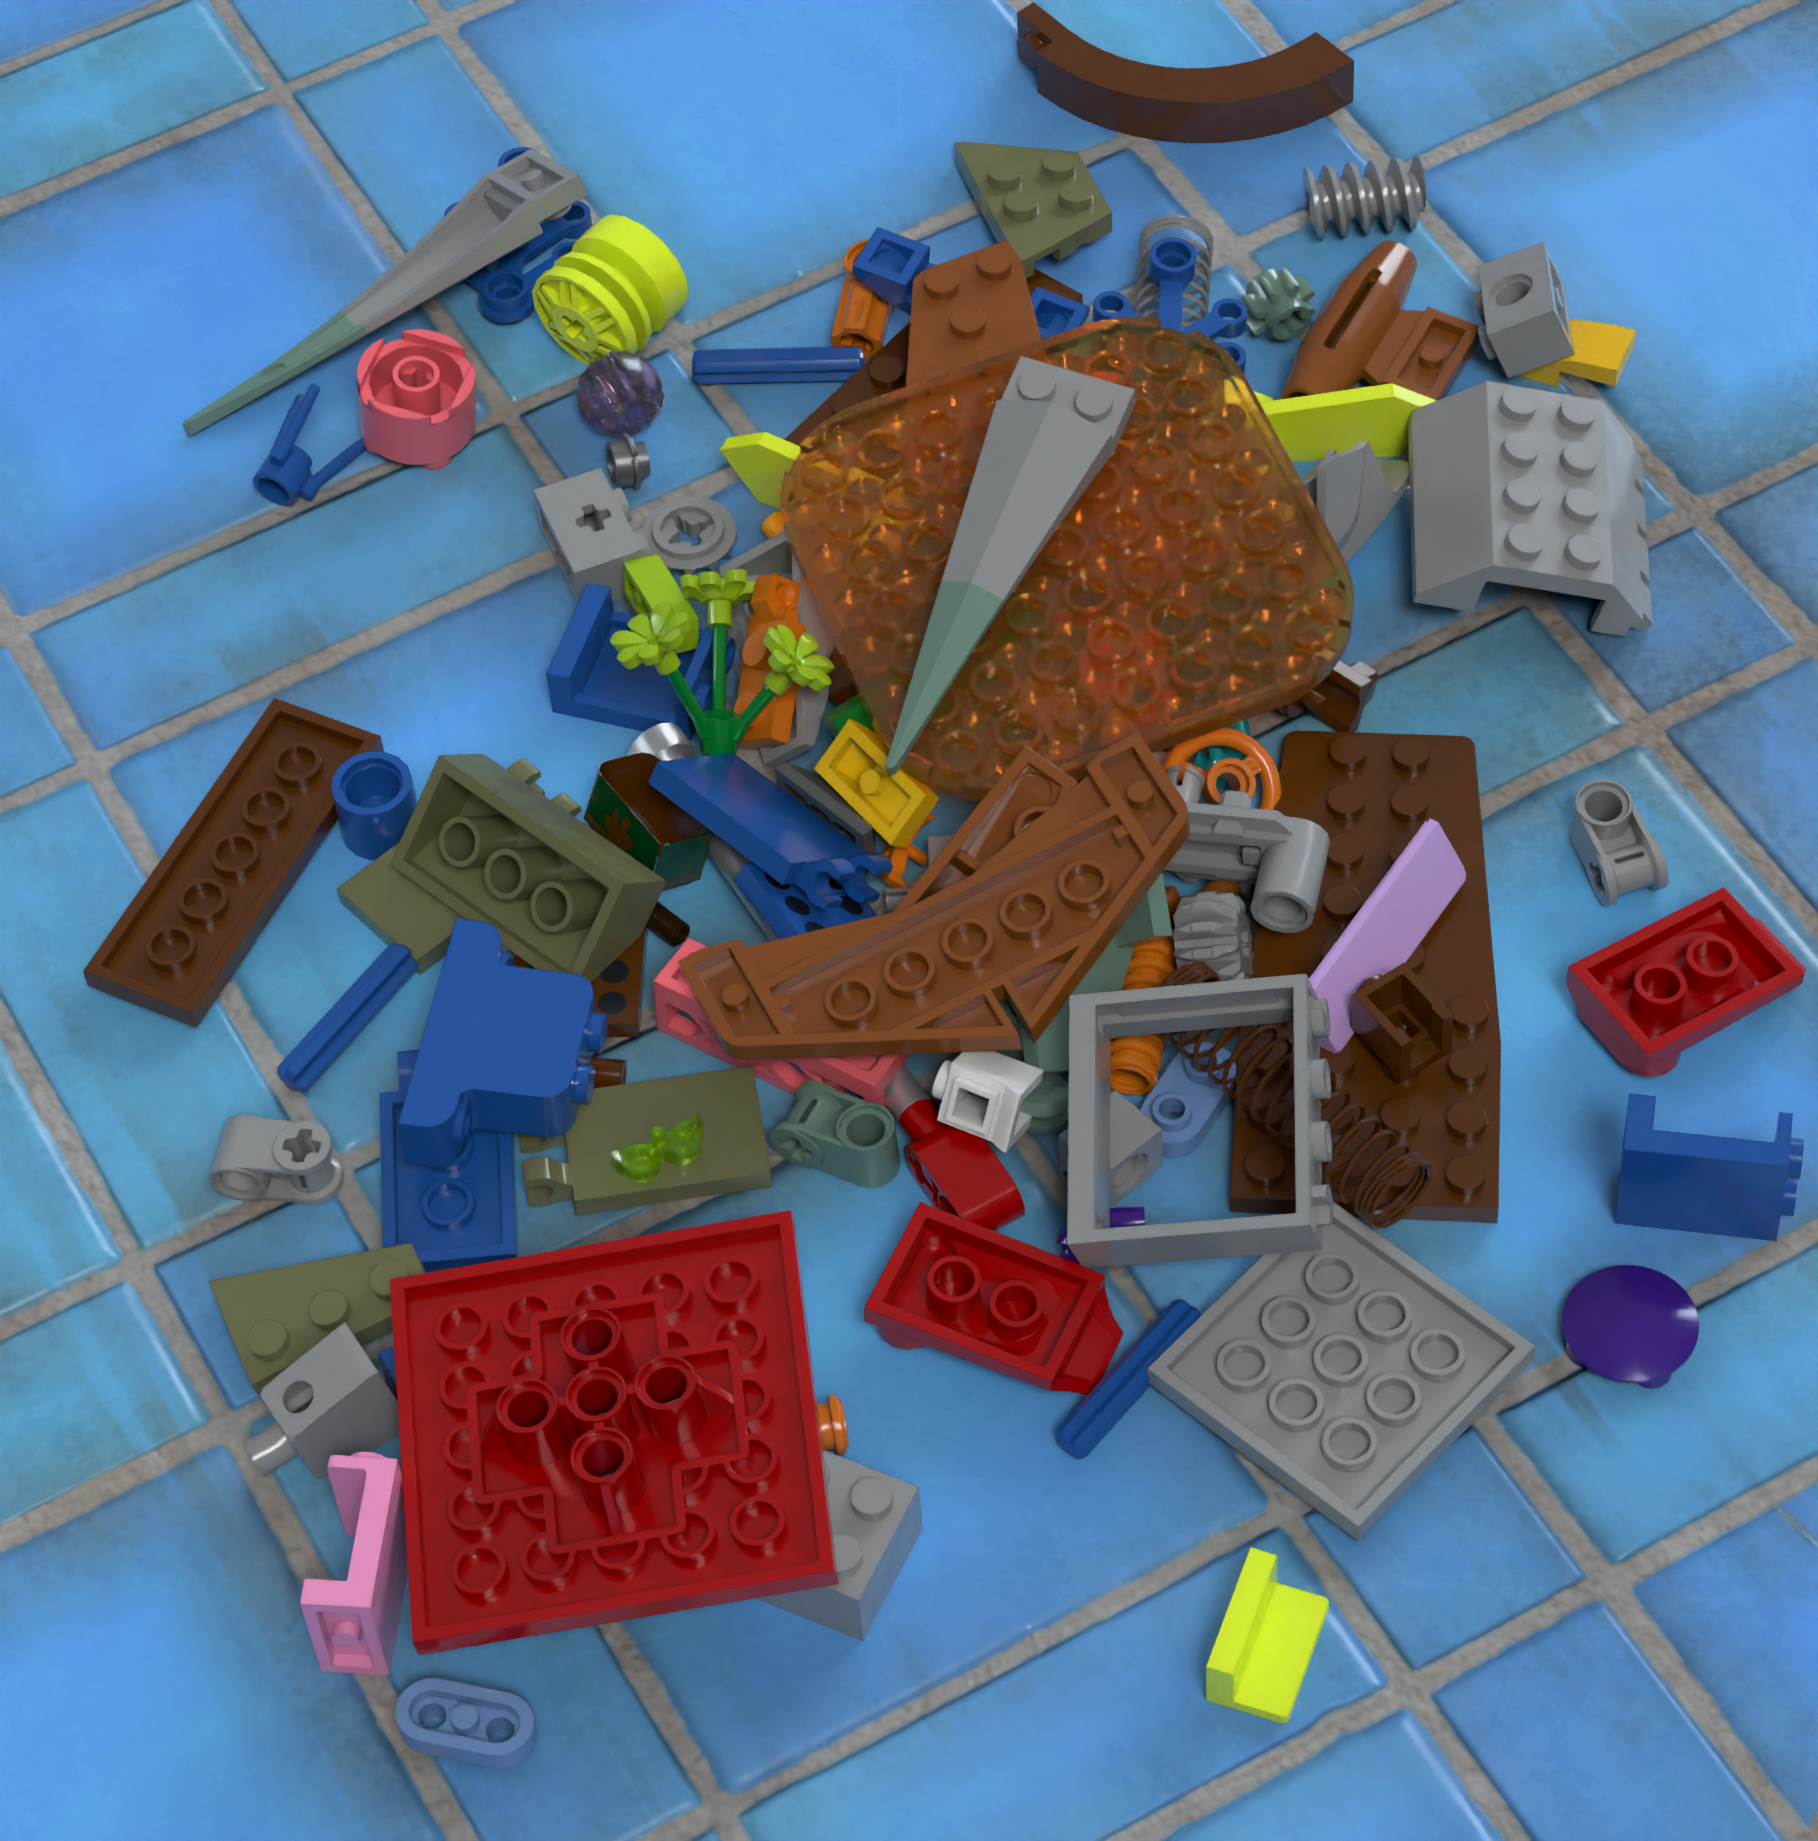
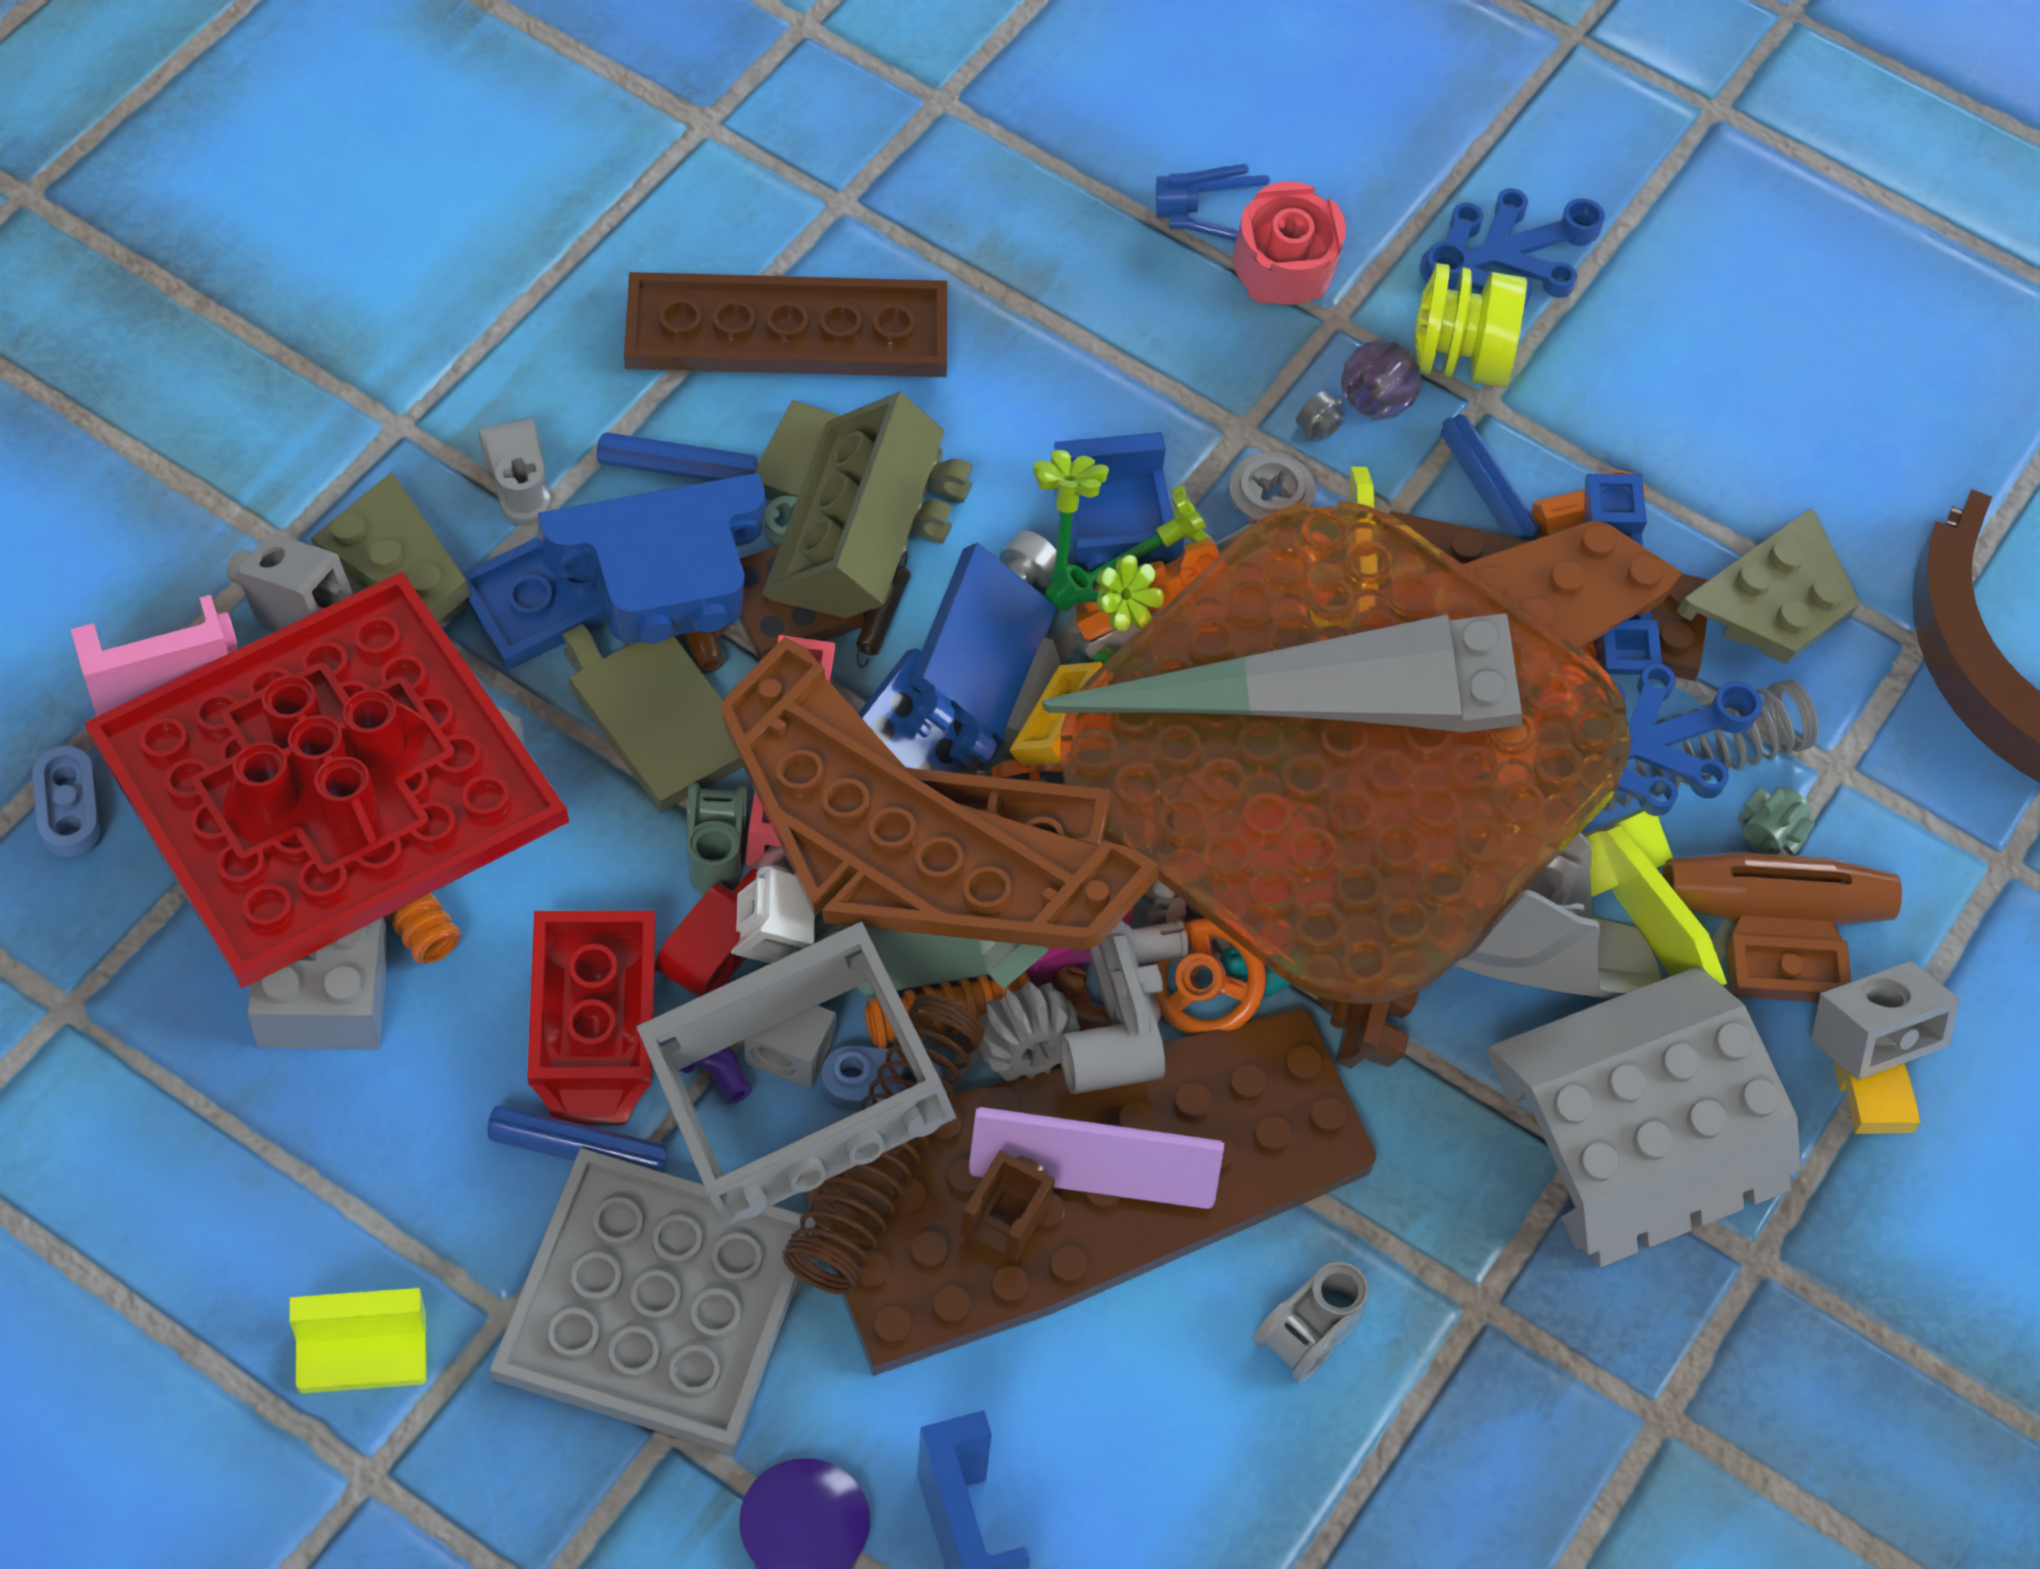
camera: 55 degrees right, 5 degrees up
(373, 802) = (874, 373): blue piece -> none
(482, 228) = (1481, 213): light grey plate -> none
(589, 531) = (1224, 422): light grey brick -> none
(643, 820) = (962, 532): piece -> none
(649, 583) = (1199, 479): lime piece -> none
(677, 1146) = (622, 707): clear neon green piece -> none
(1365, 197) = (1941, 844): light grey piece -> none
(1680, 981) = (1194, 1436): red slope -> none

